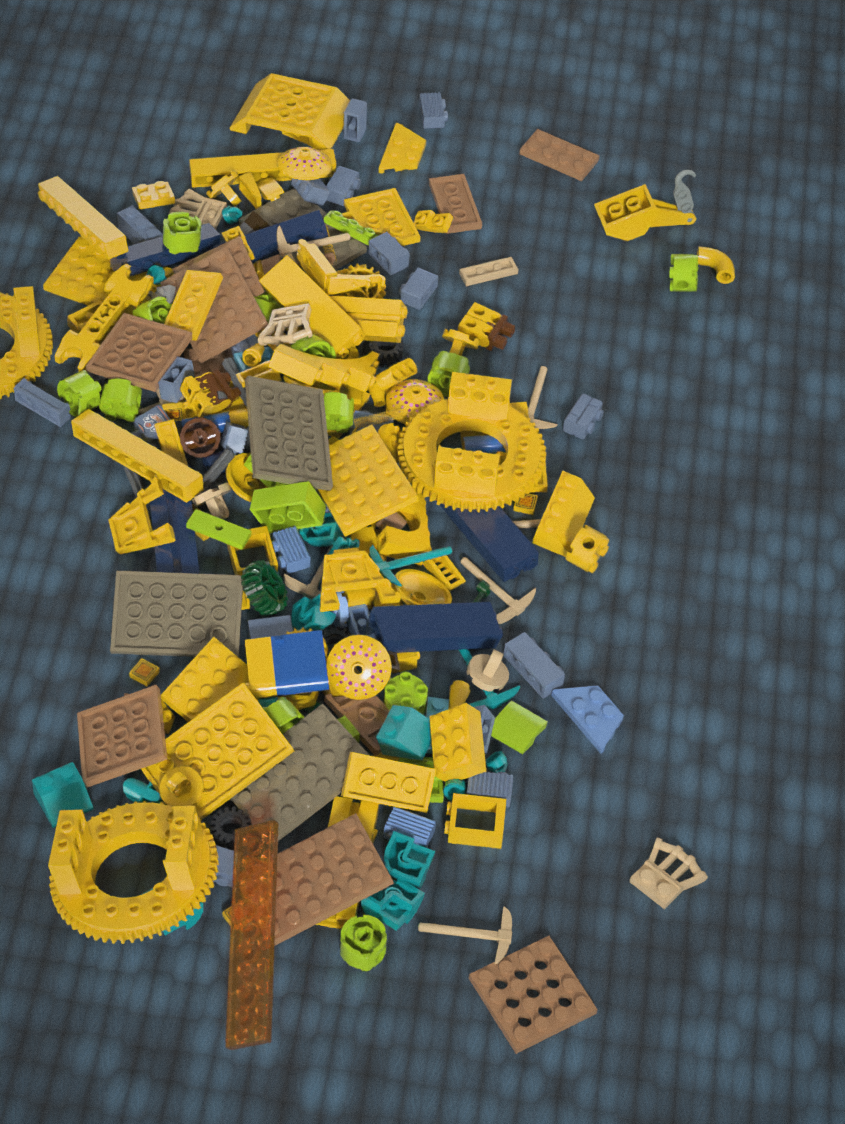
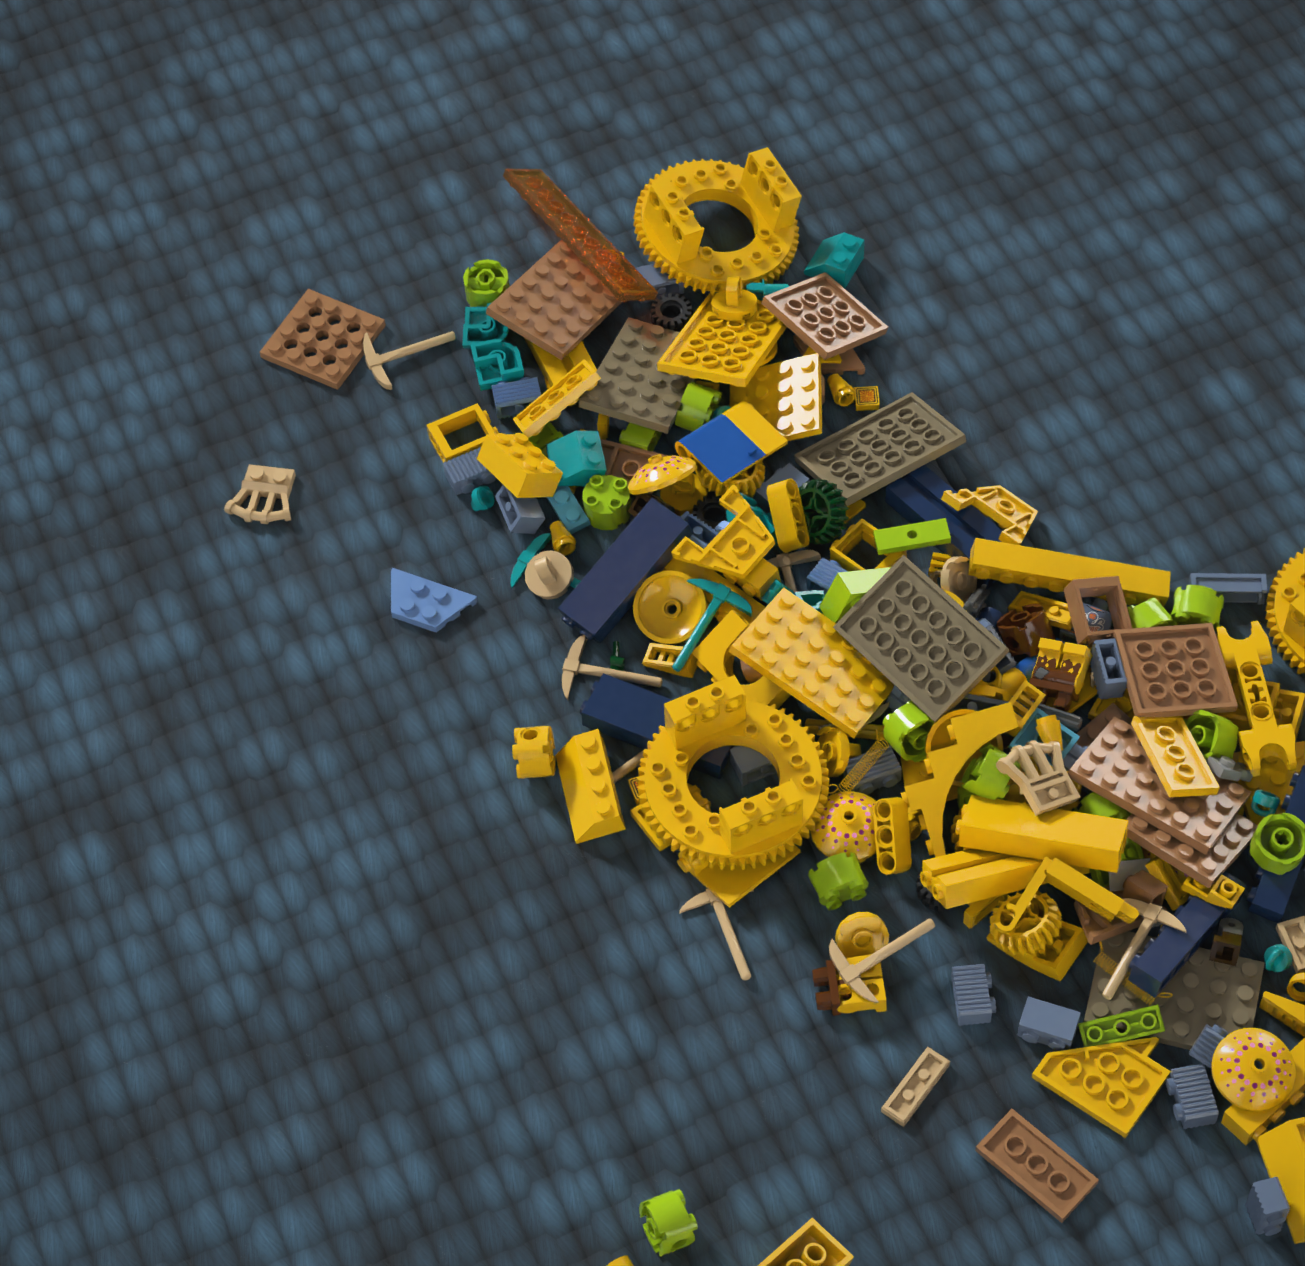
camera: 155 degrees right, 5 degrees up
(136, 418) = (1092, 587): none -> medium nougat window
(161, 679) = (841, 391): none -> yellow cone
(270, 189) = (1265, 1017): yellow slope -> none
(289, 595) = (788, 515): none -> yellow beam
(403, 150) = (1176, 1221): yellow wing -> none
(431, 222) = (1040, 1111): yellow slope -> none
(484, 321) = (851, 973): none -> tan piece
(517, 727) = (485, 543): lime slope -> none
(534, 664) = (510, 608): sand blue brick -> none
(583, 416) = (654, 931): sand blue brick -> none

